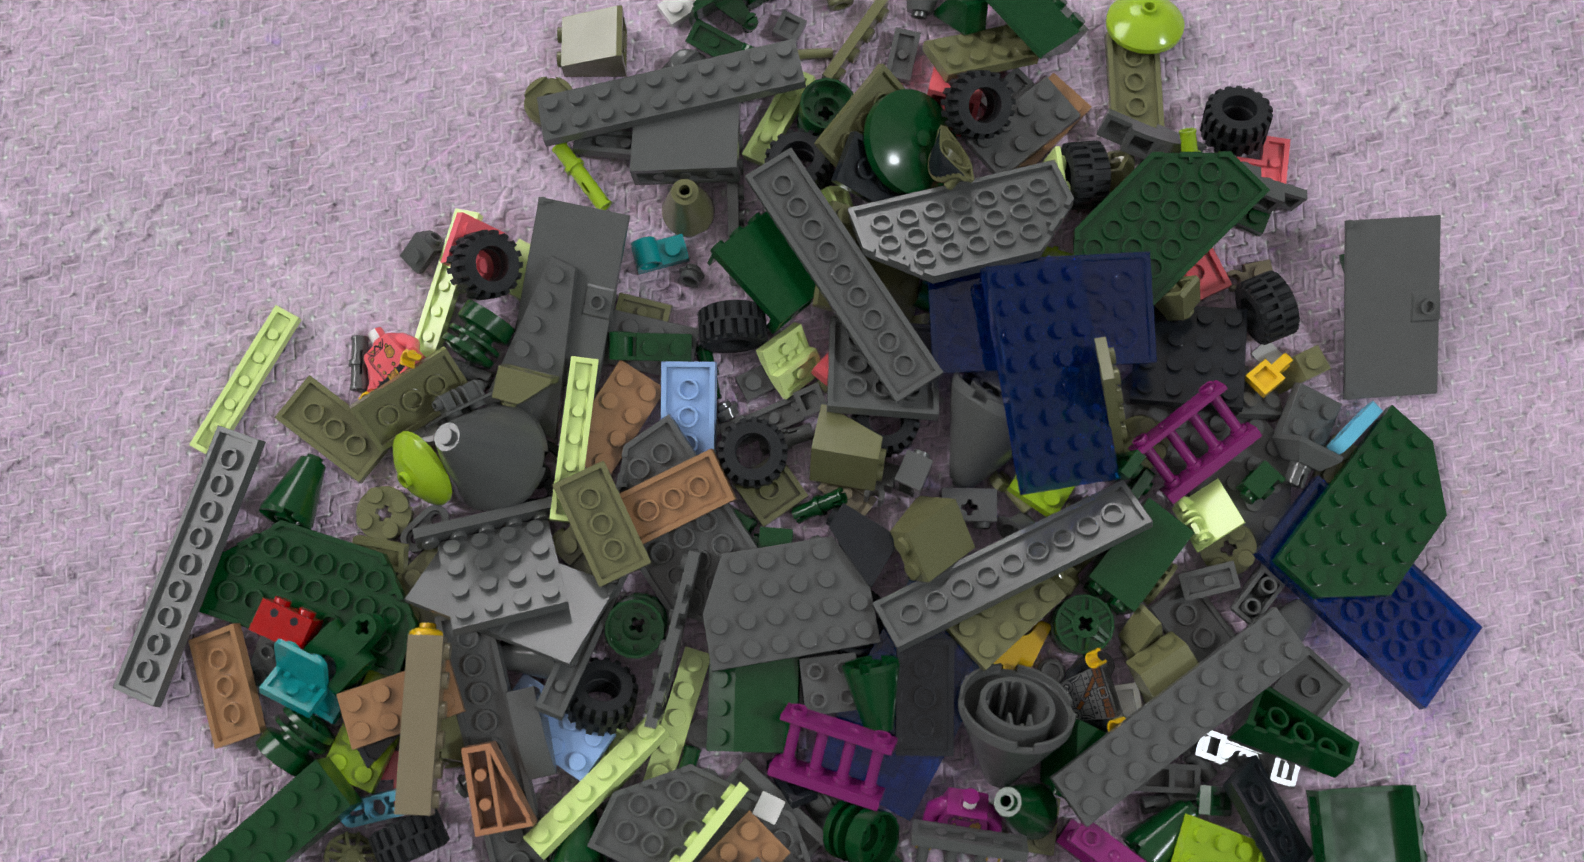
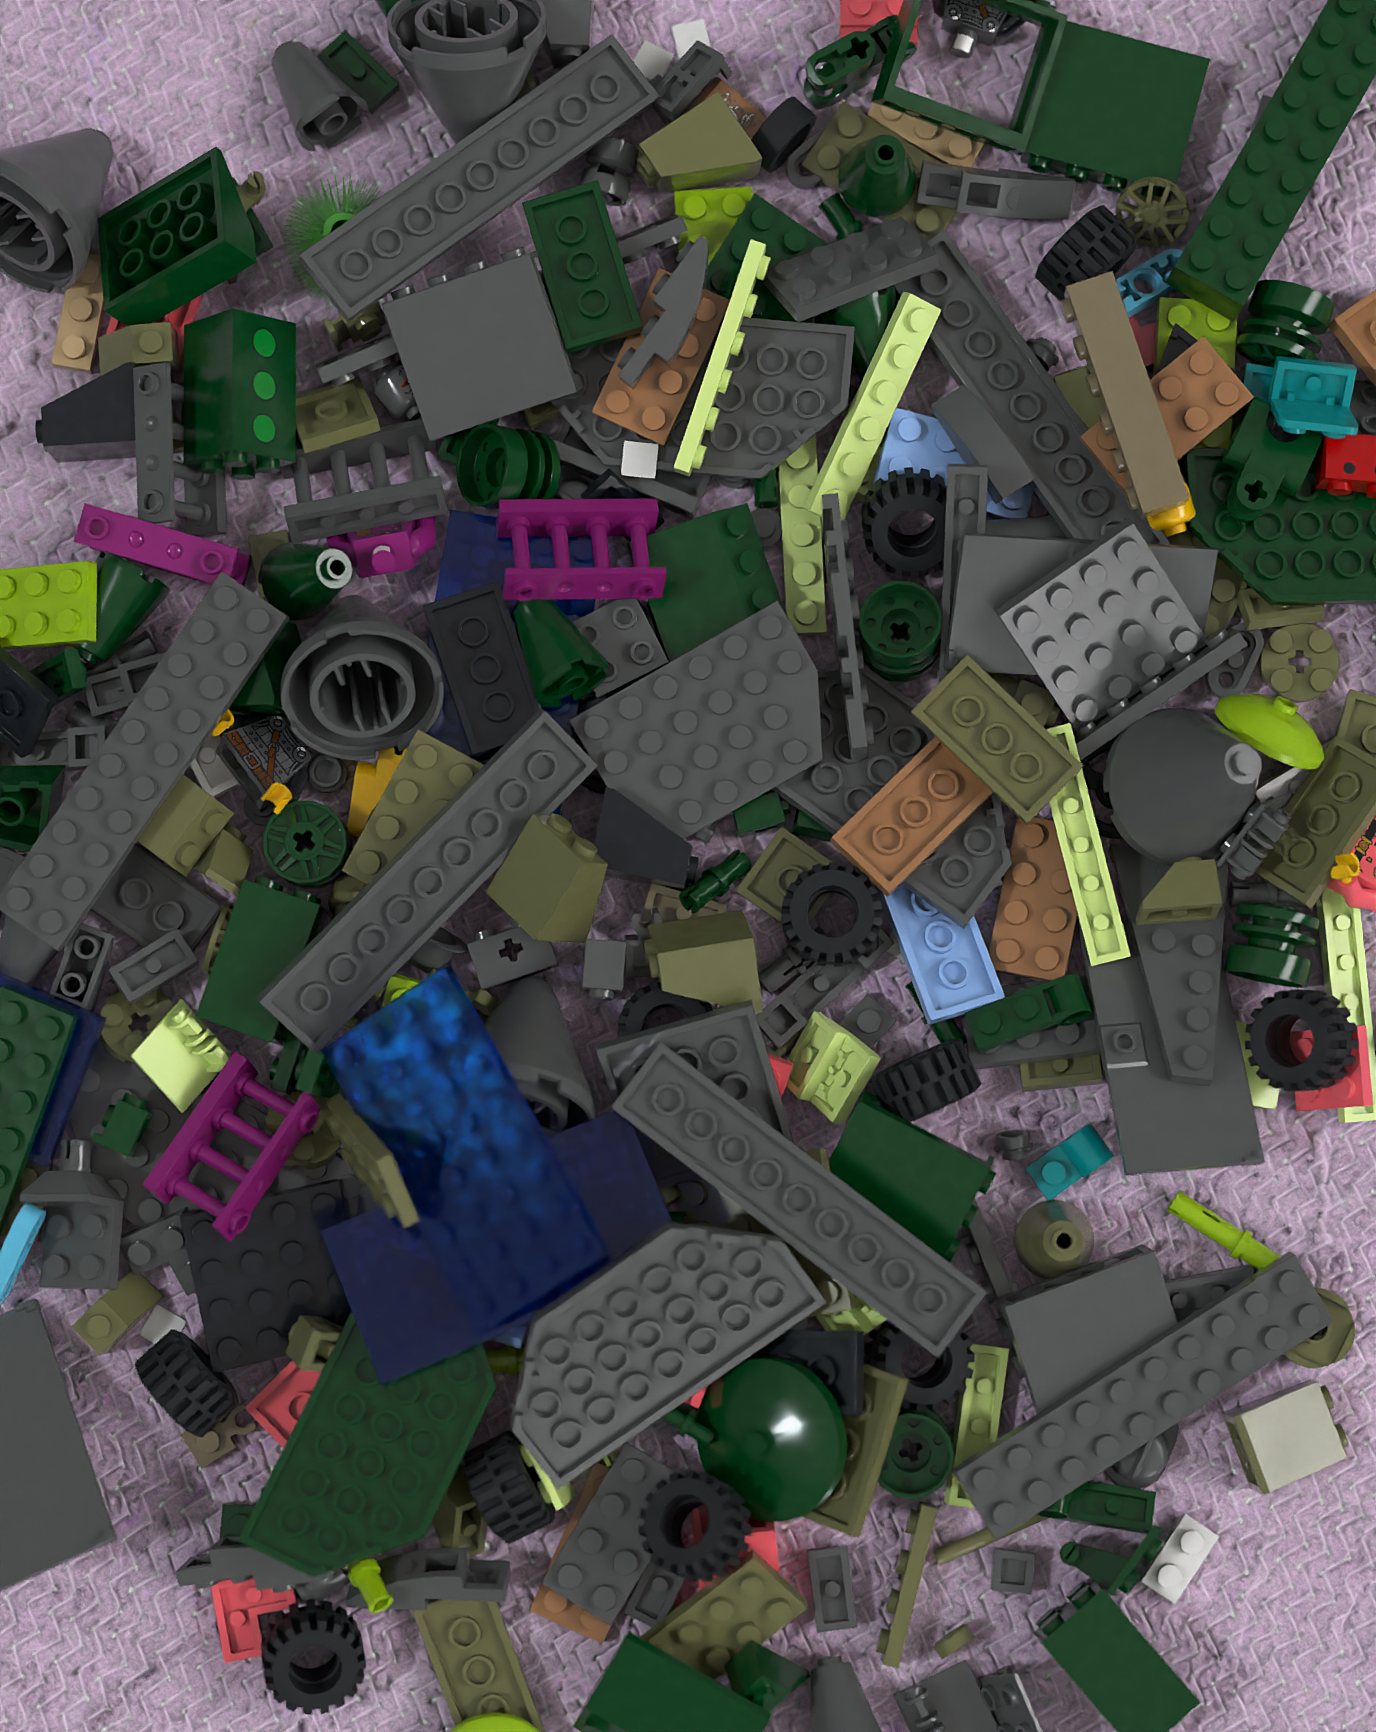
camera: 165 degrees right, 5 degrees up
(493, 791) = (1000, 351): nougat wedge -> none
(726, 410) = (890, 968): dark grey plate -> none
(949, 161) = (705, 1424): olive hat -> none
(1268, 376) = (157, 1280): yellow plate -> none

